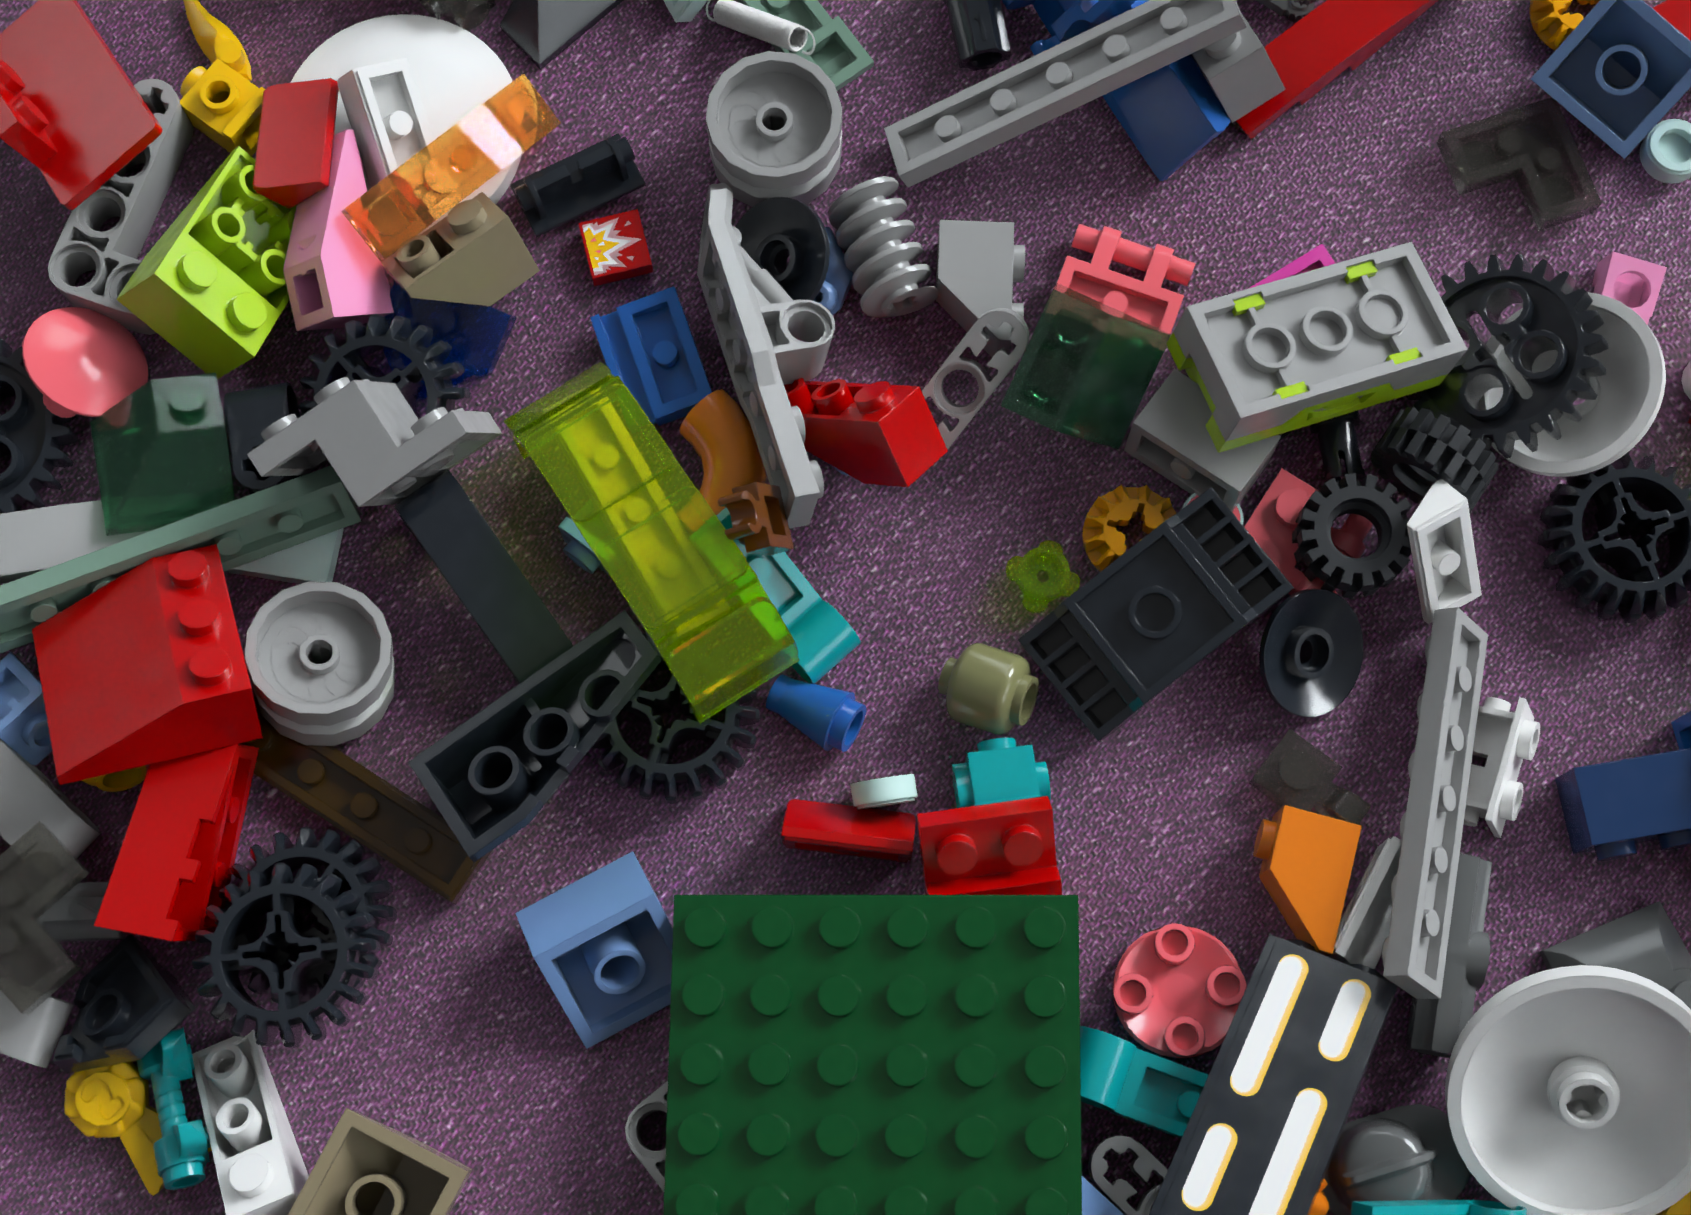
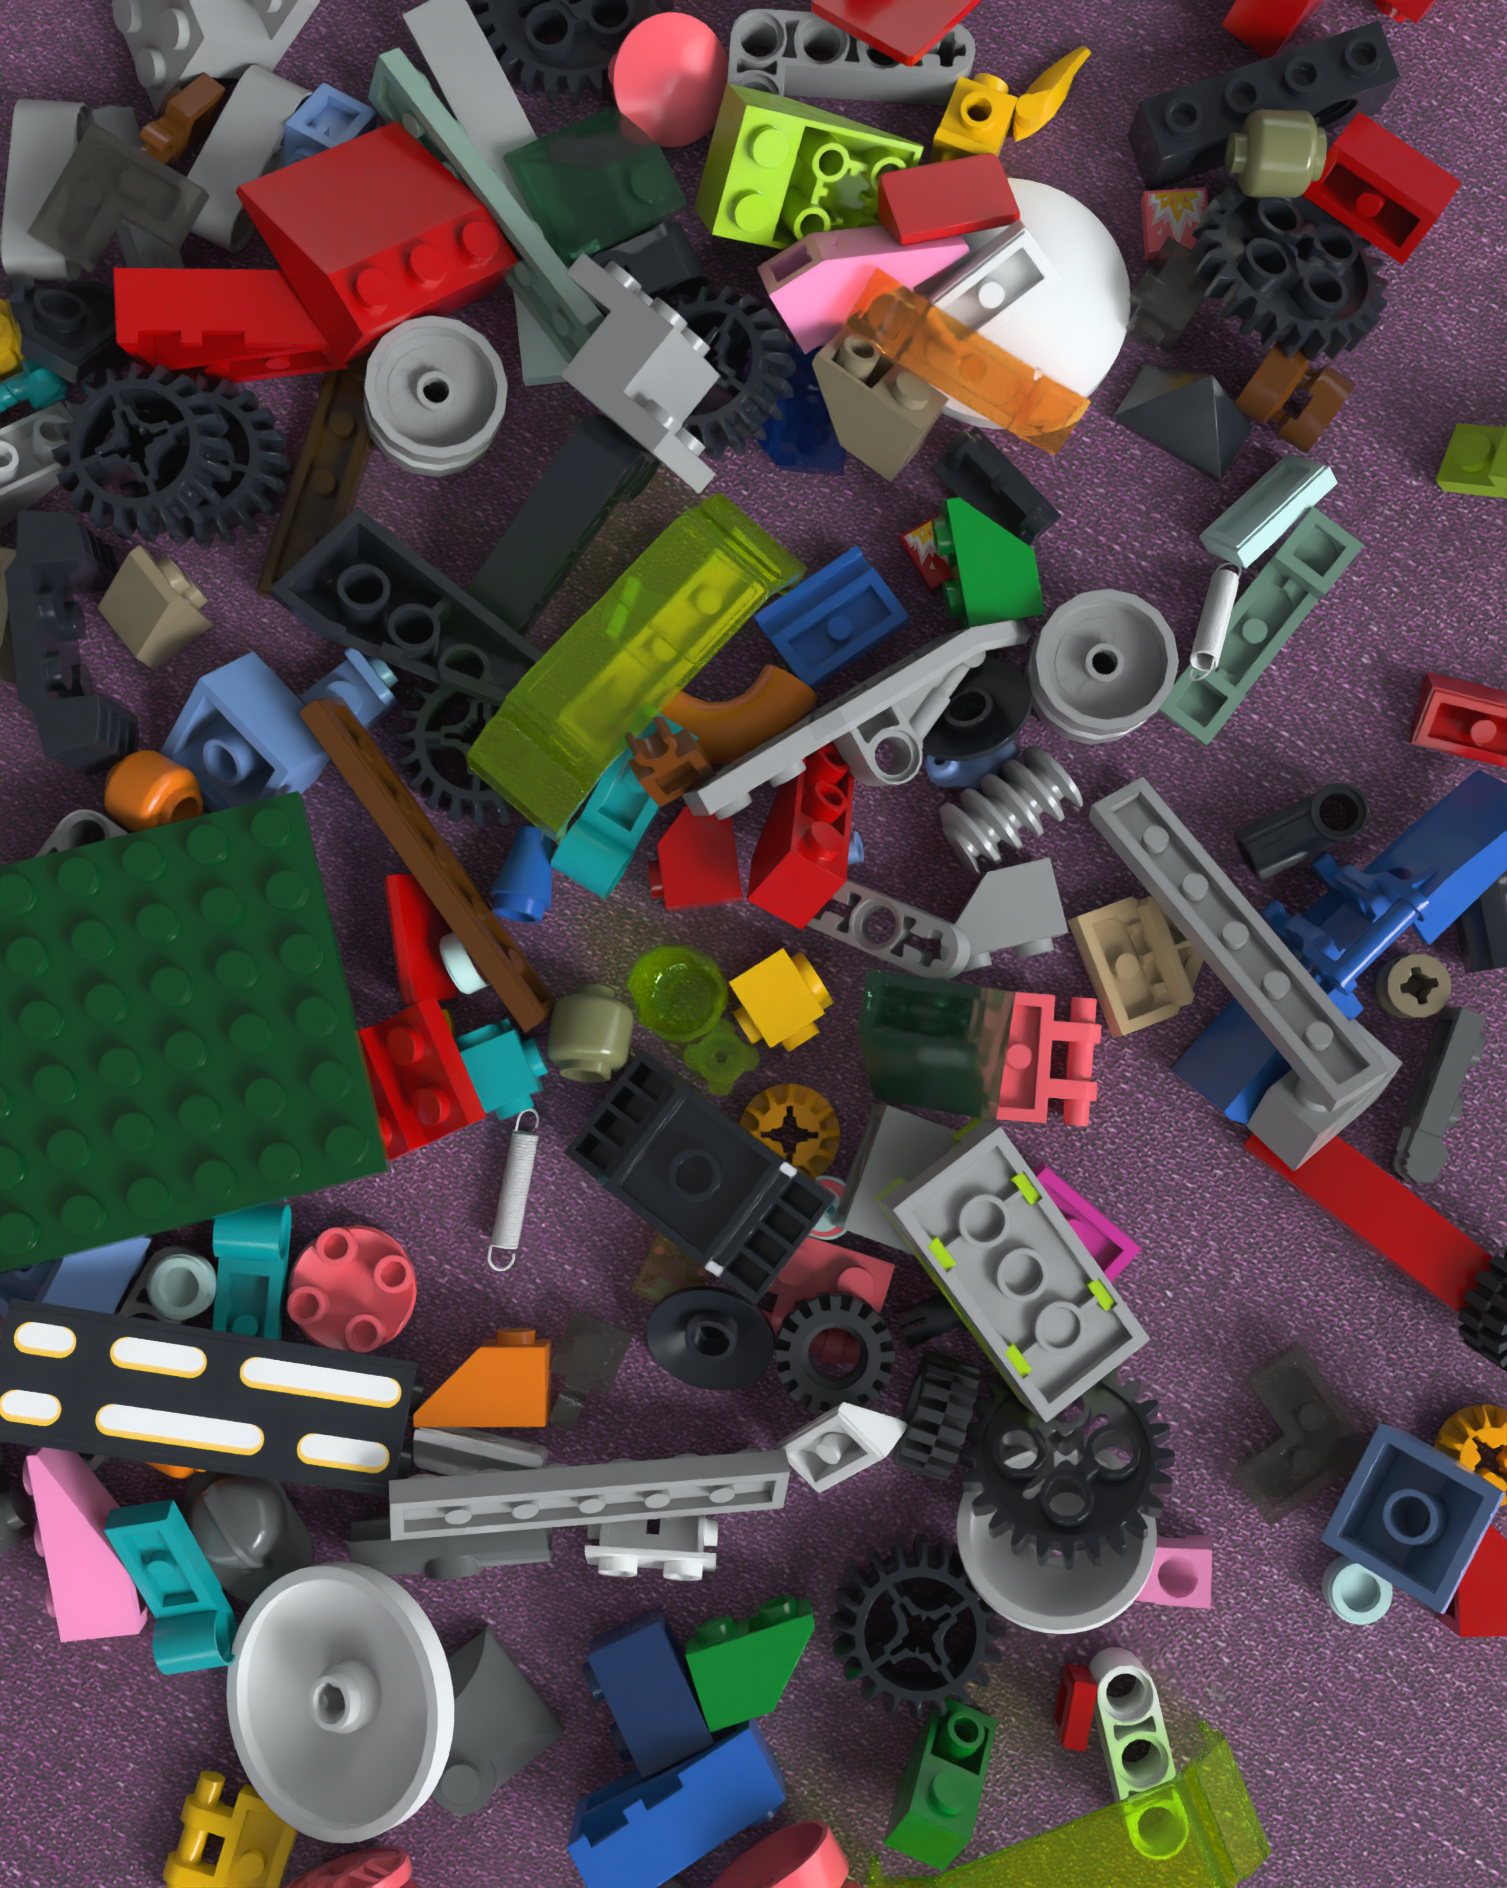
camera: 75 degrees right, 10 degrees up
(366, 1070) = (51, 565): none -> black plate
(440, 999) = (154, 607): none -> dark tan slope
(584, 828) = (362, 684): none -> medium blue bracket
(627, 1056) = (151, 791): none -> orange head
(651, 203) = (989, 568): none -> green slope
(777, 791) = (430, 859): none -> reddish brown tile
(850, 543) = (696, 863): none -> red slope
(972, 593) = (678, 992): none -> clear neon green hair
(1004, 503) = (780, 1000): none -> yellow brick
(1054, 179) = (1136, 963): none -> tan slope
(1121, 808) = (514, 1190): none -> white piece
(1135, 1155) = (182, 1285): none -> light aqua tile
(1235, 679) = (667, 1270): none -> clear yellow tile
(1629, 698) = (747, 1662): none -> green slope

